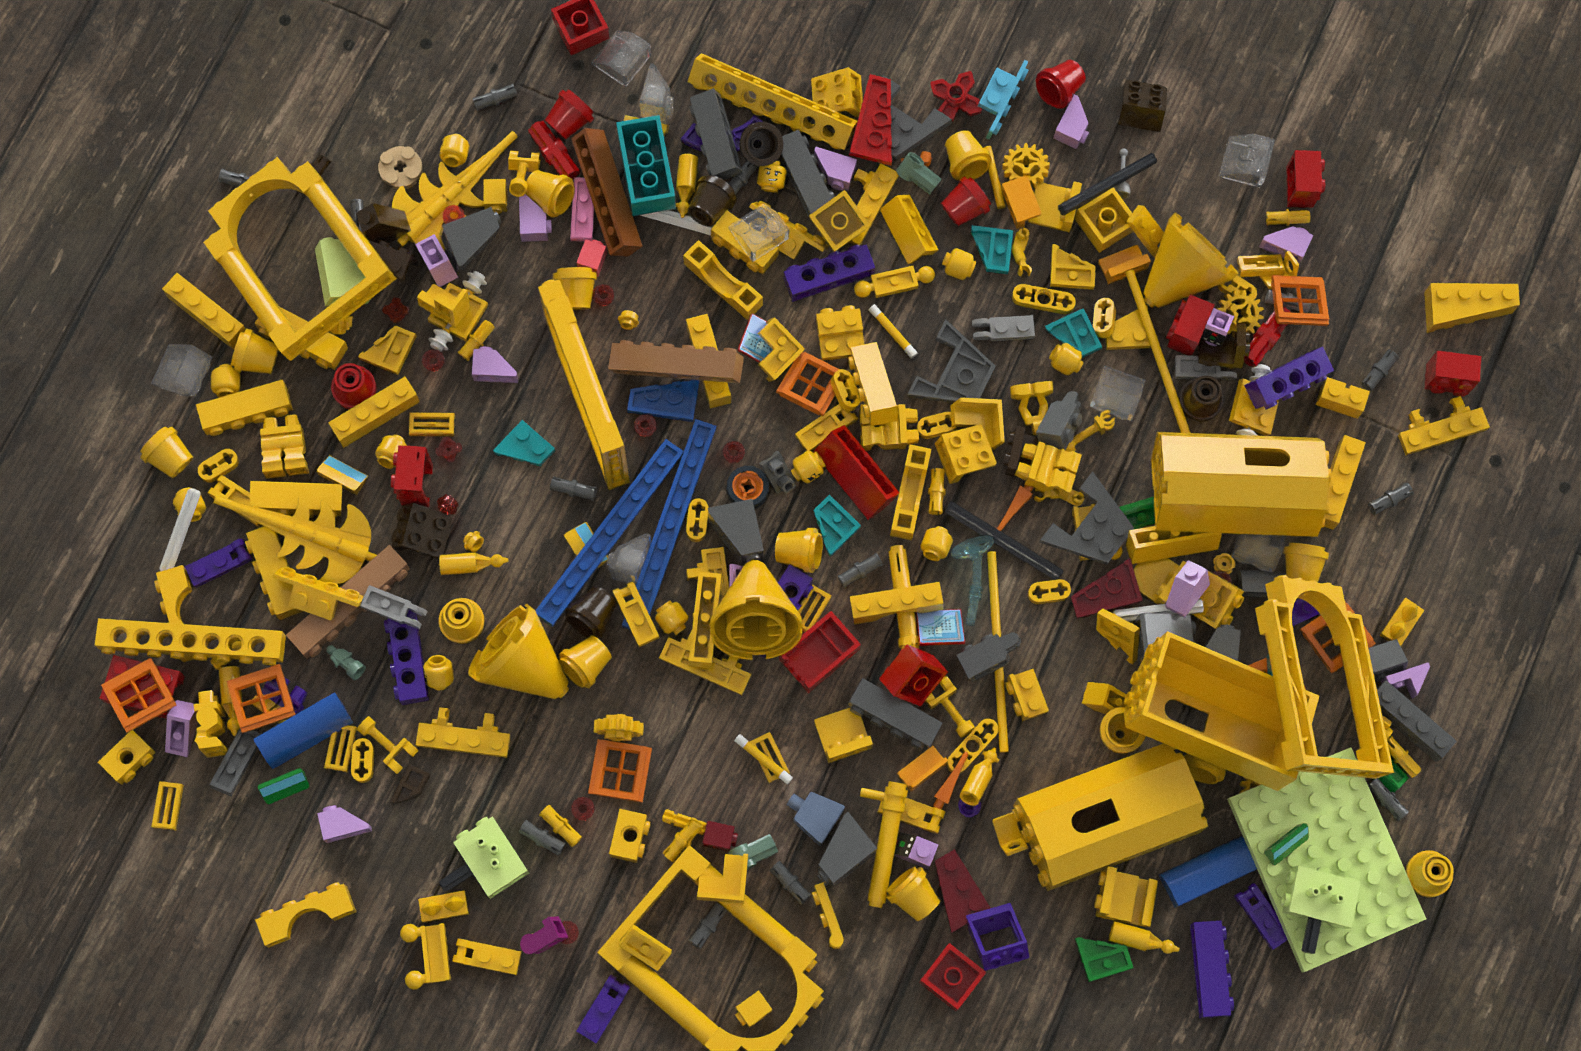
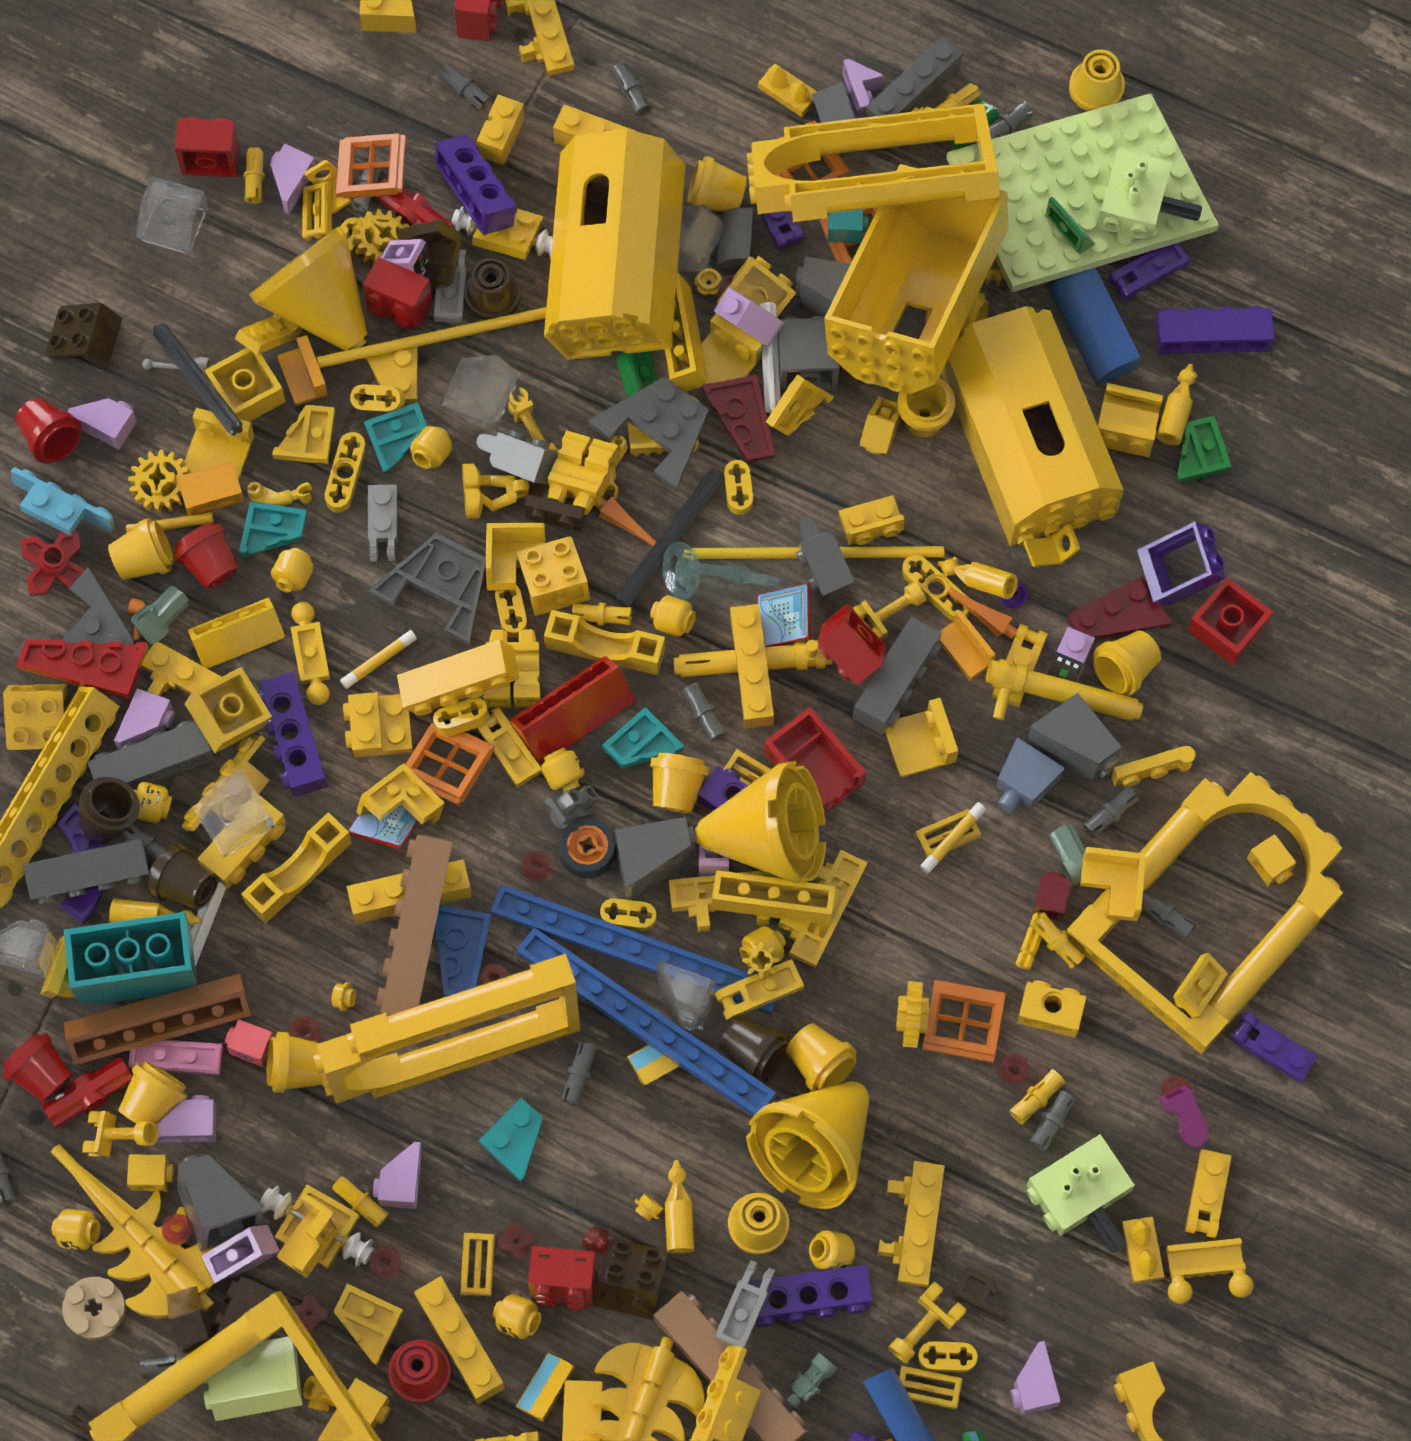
camera: 85 degrees left, 5 degrees down
(658, 615) = (767, 966): none -> yellow gear

